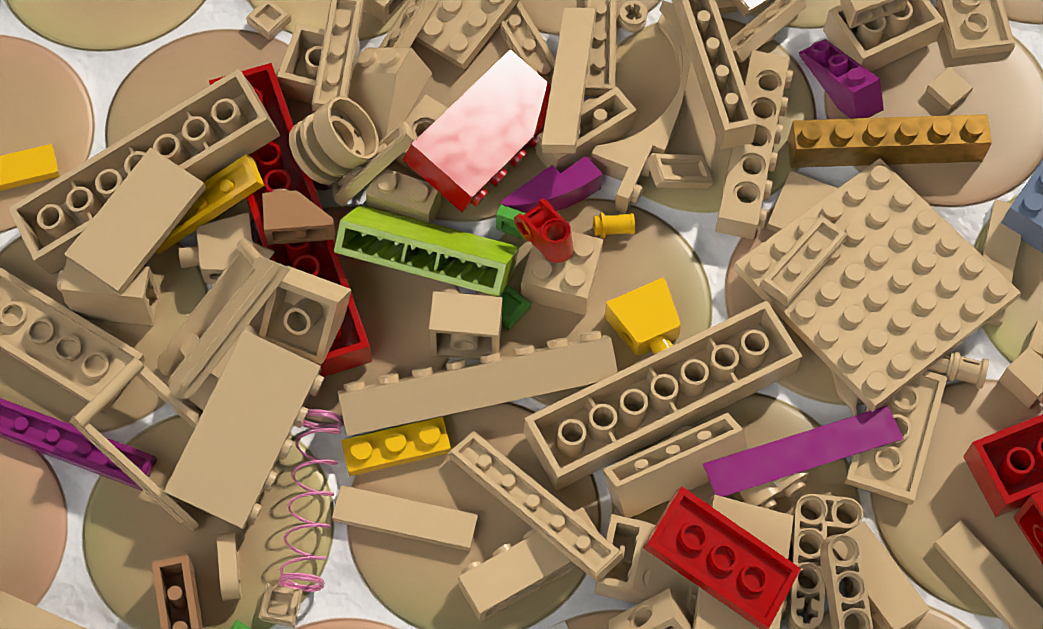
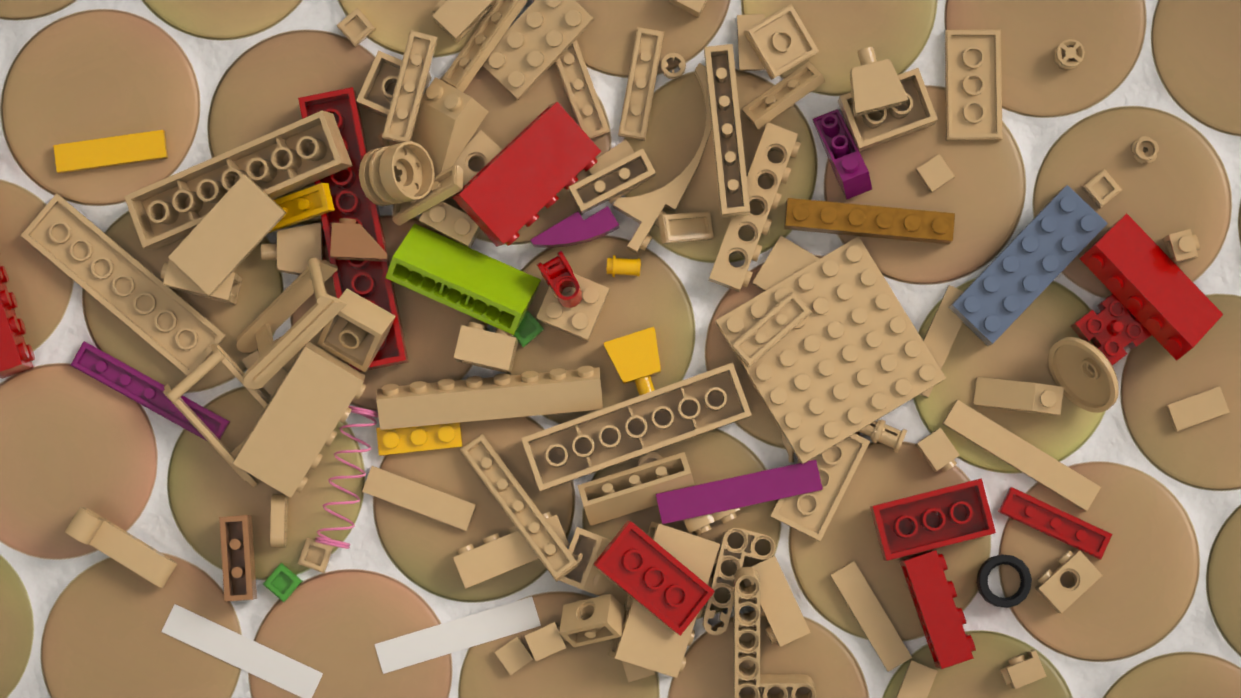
camera: 15 degrees right, 20 degrees up
(505, 221) = (538, 254): bright green tile -> none
(569, 81) = (604, 134): tan tile -> none

